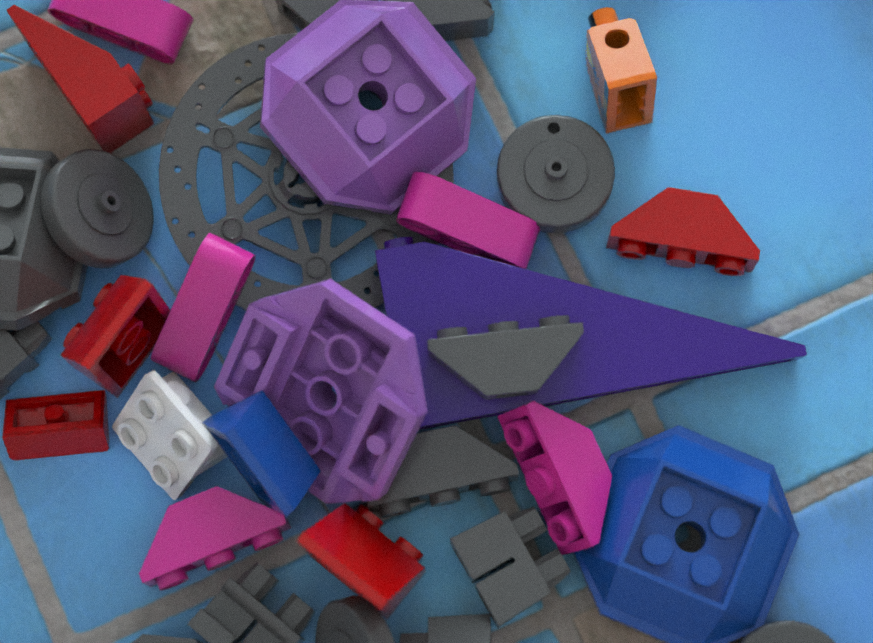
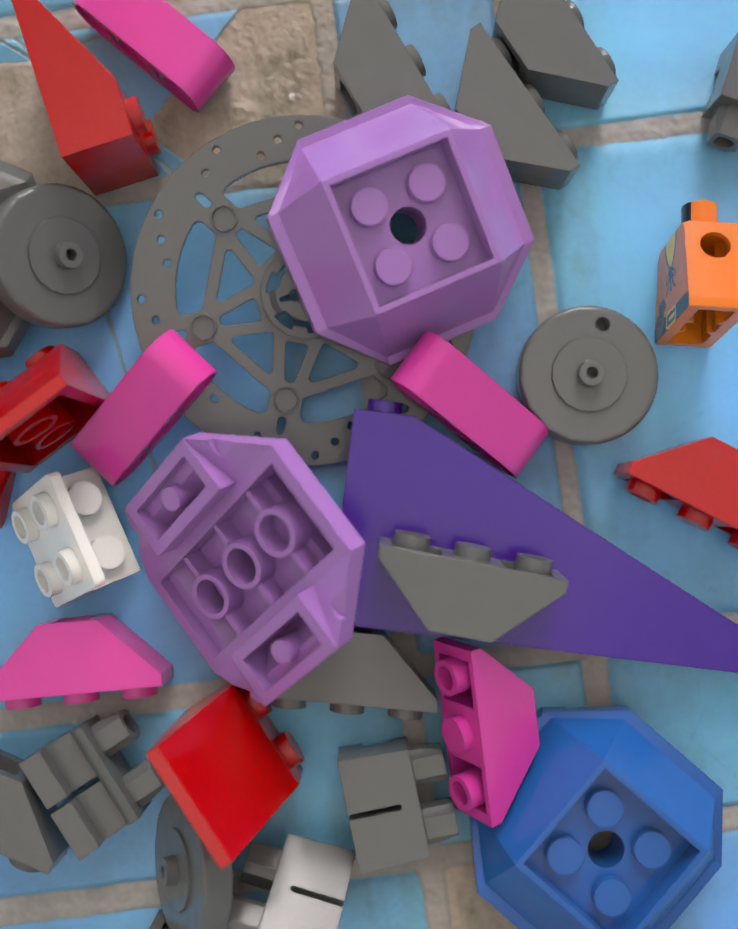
camera: 15 degrees right, 10 degrees up
(264, 451) = (155, 608): blue slope -> none

